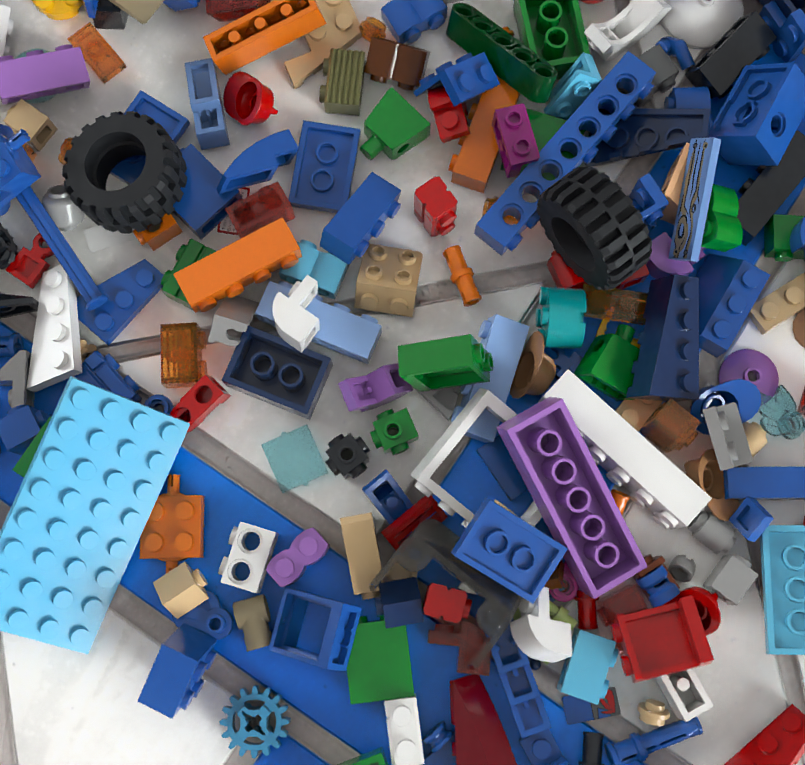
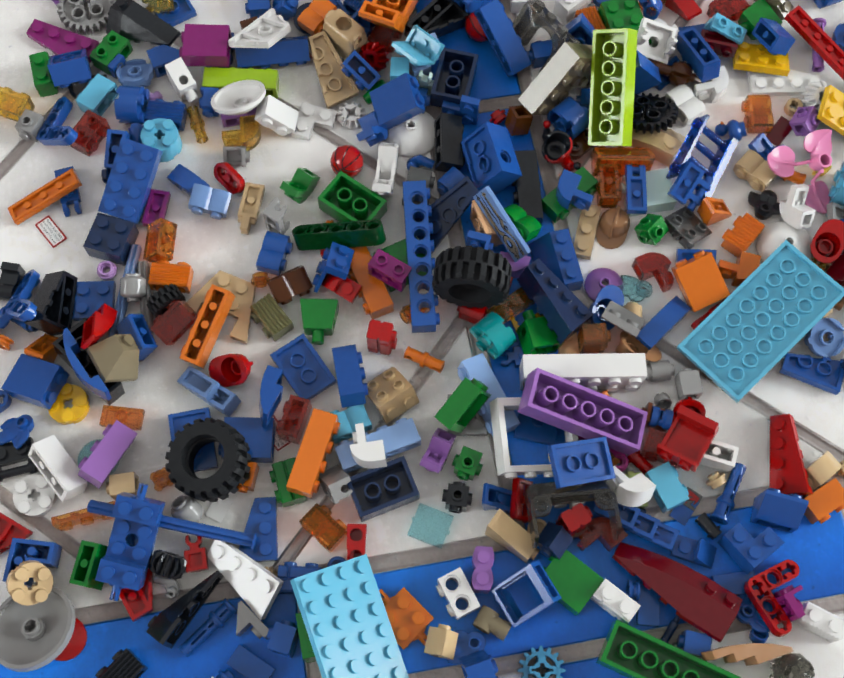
camera: 45 degrees left, 10 degrees down
(534, 369) = (504, 370): medium nougat piece -> none
(573, 87) = (392, 218): medium azure bracket -> none
(751, 519) = (670, 347): blue plate -> none

